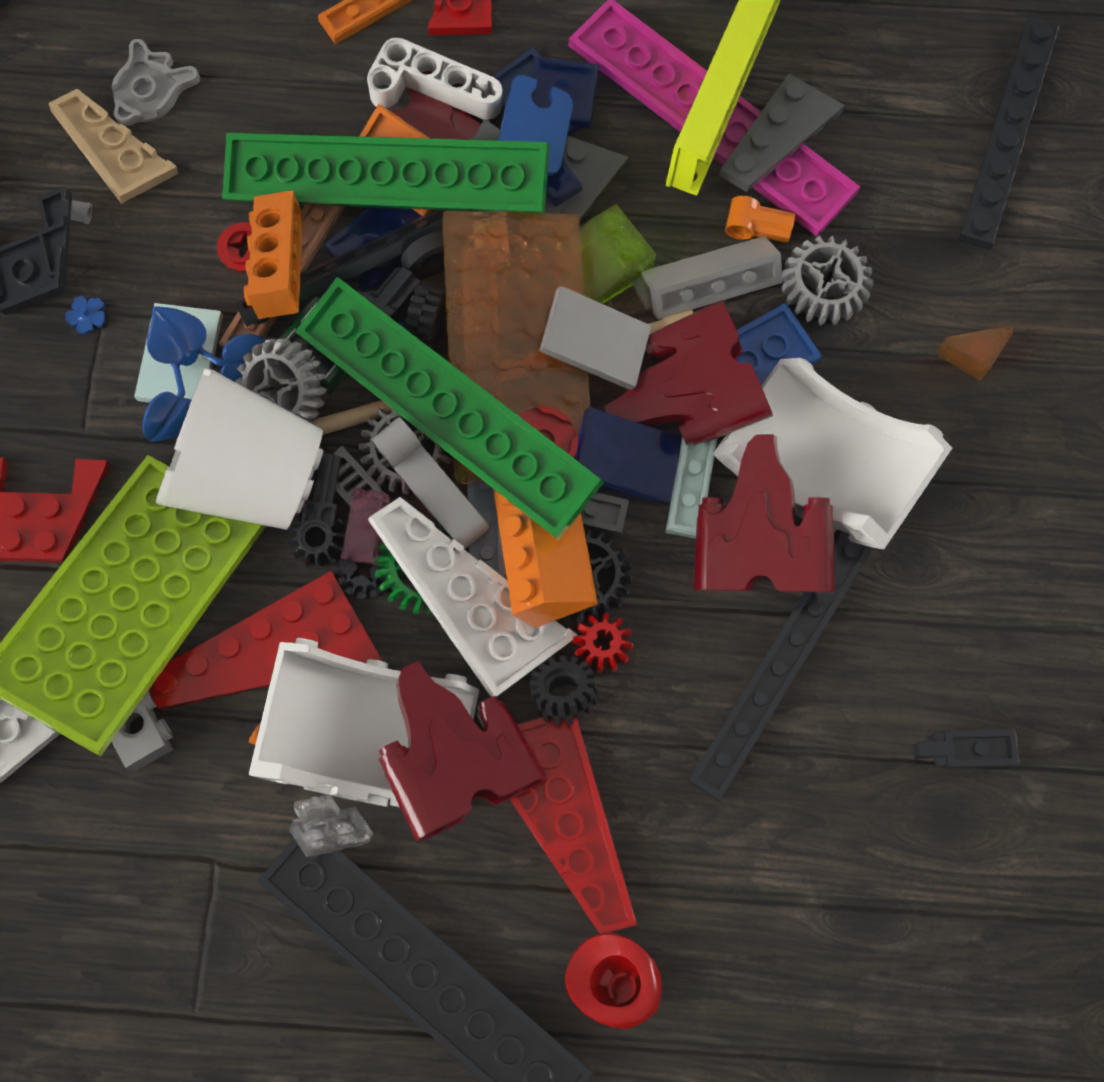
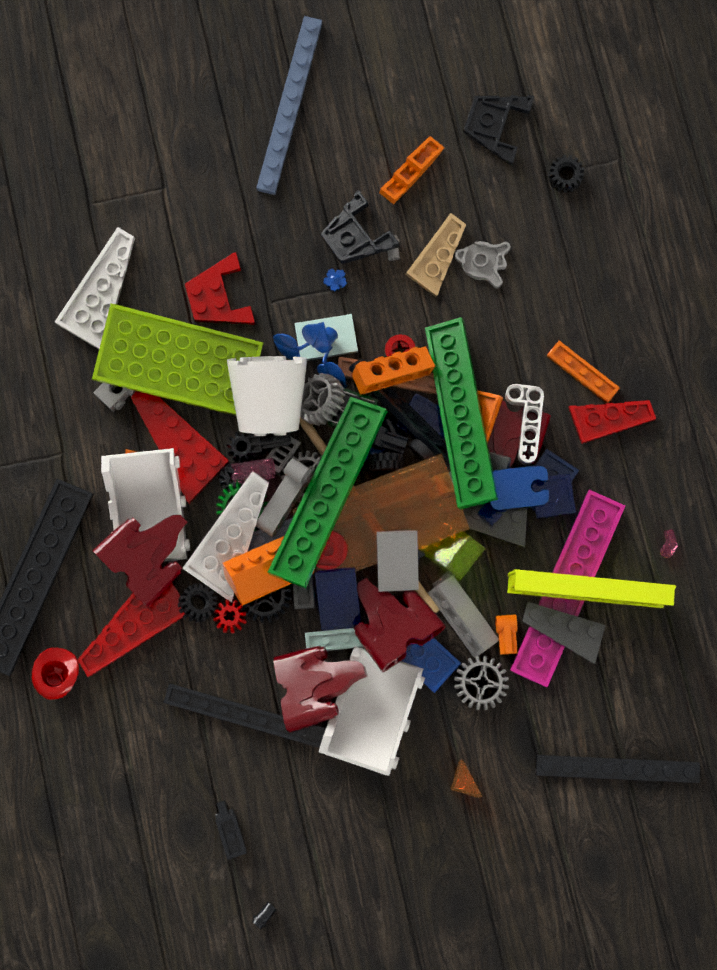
camera: 75 degrees right, 5 degrees up
(326, 827) = (92, 504): clear hinge -> none

